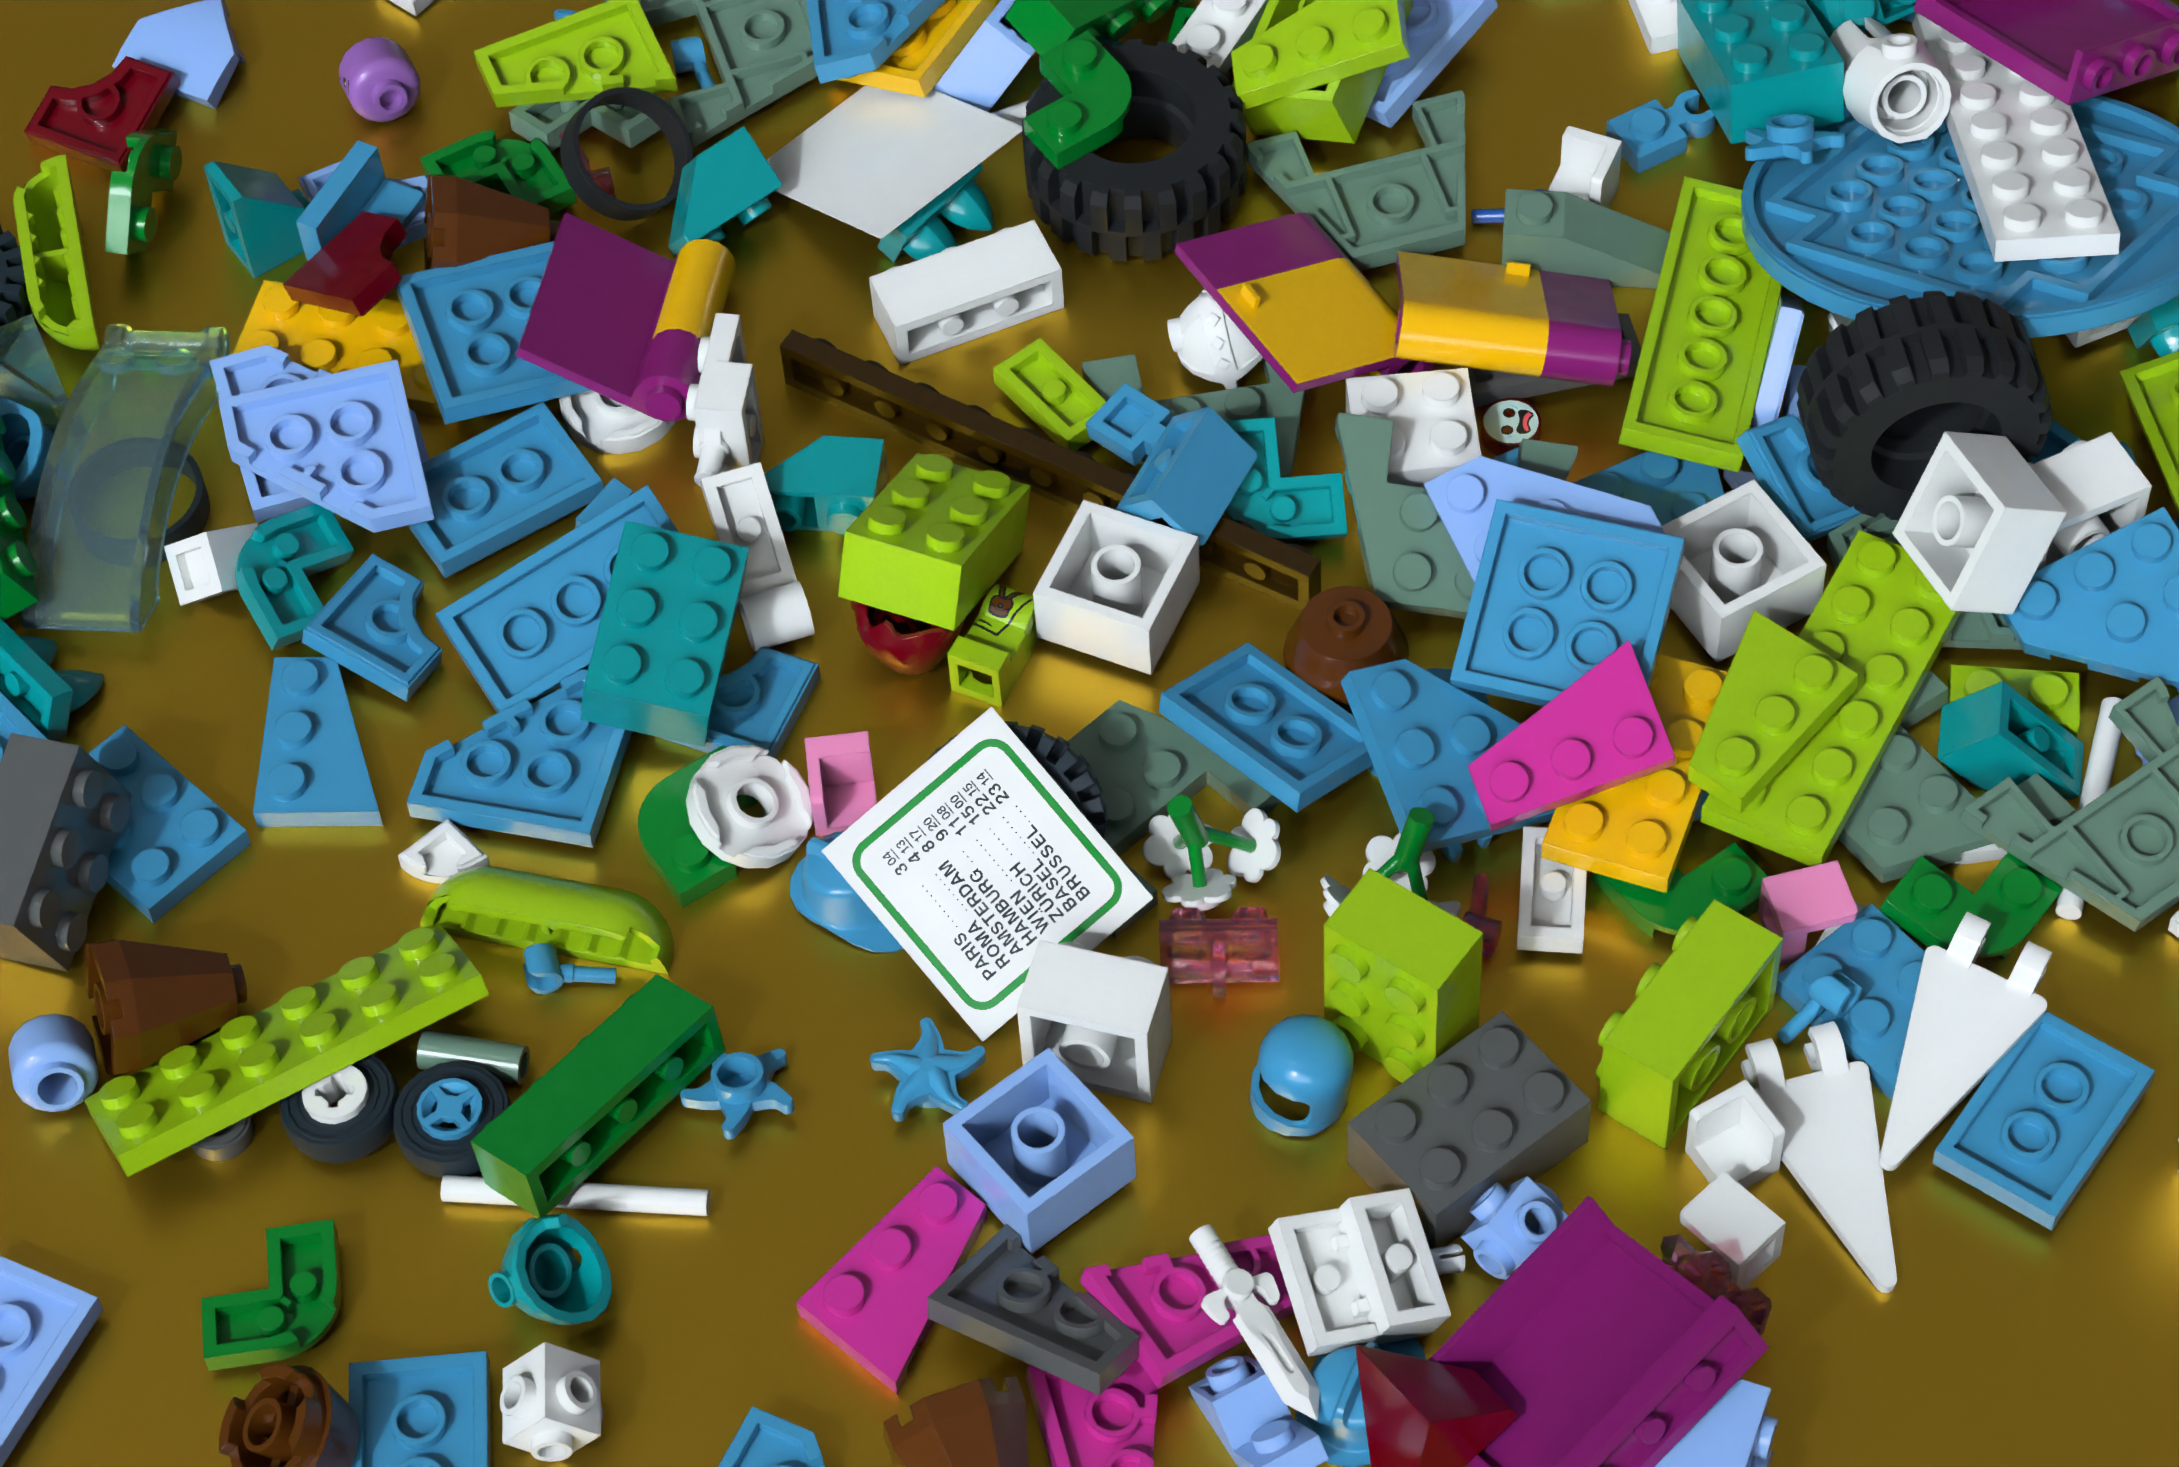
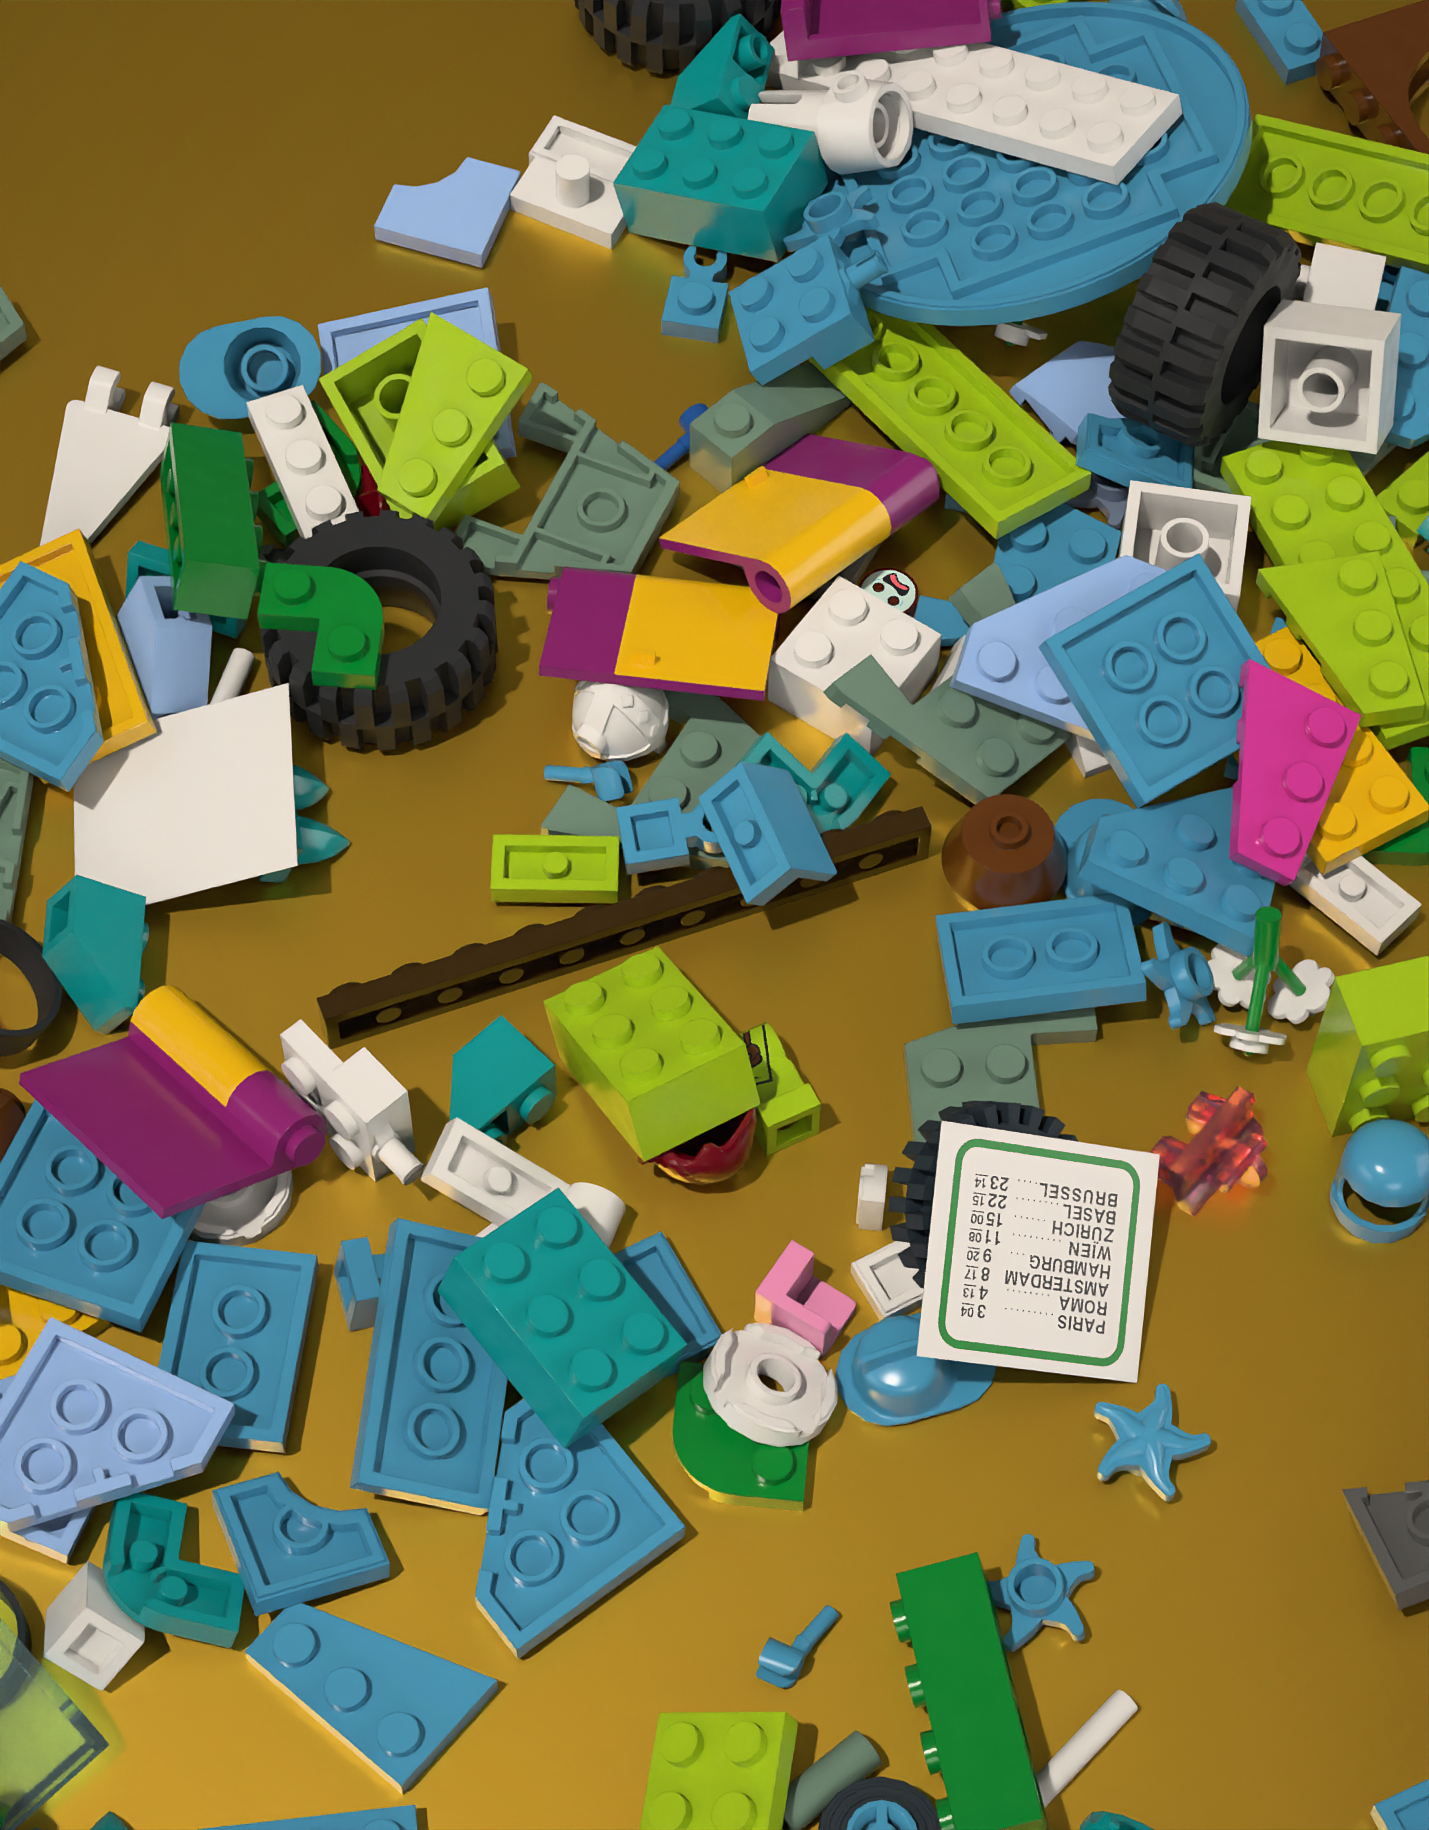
camera: 55 degrees left, 5 degrees up
(441, 854) = (586, 1660): white tile -> none
(569, 914) = (727, 1620): lime brick -> none
(878, 1291) = (1320, 1610): dark pink wing -> none
(967, 292) = (386, 851): white brick -> none
(1040, 1150) = (1311, 1412): light blue brick -> none
(1098, 1017) = (1228, 1280): white brick -> none
(1117, 587) = (808, 960): white brick -> none
(1163, 372) = (609, 778): none -> dark azure hand
(1182, 846) = (1129, 1061): white plant -> none
(1343, 825) = (1183, 978): none -> dark azure animal
(1477, 915) = (1341, 963): clear pink hand -> none
(1588, 166) = (704, 366): white panel -> none
(1682, 178) = (805, 309): none -> dark azure plate
(1778, 359) = (1017, 368): light blue tile -> none

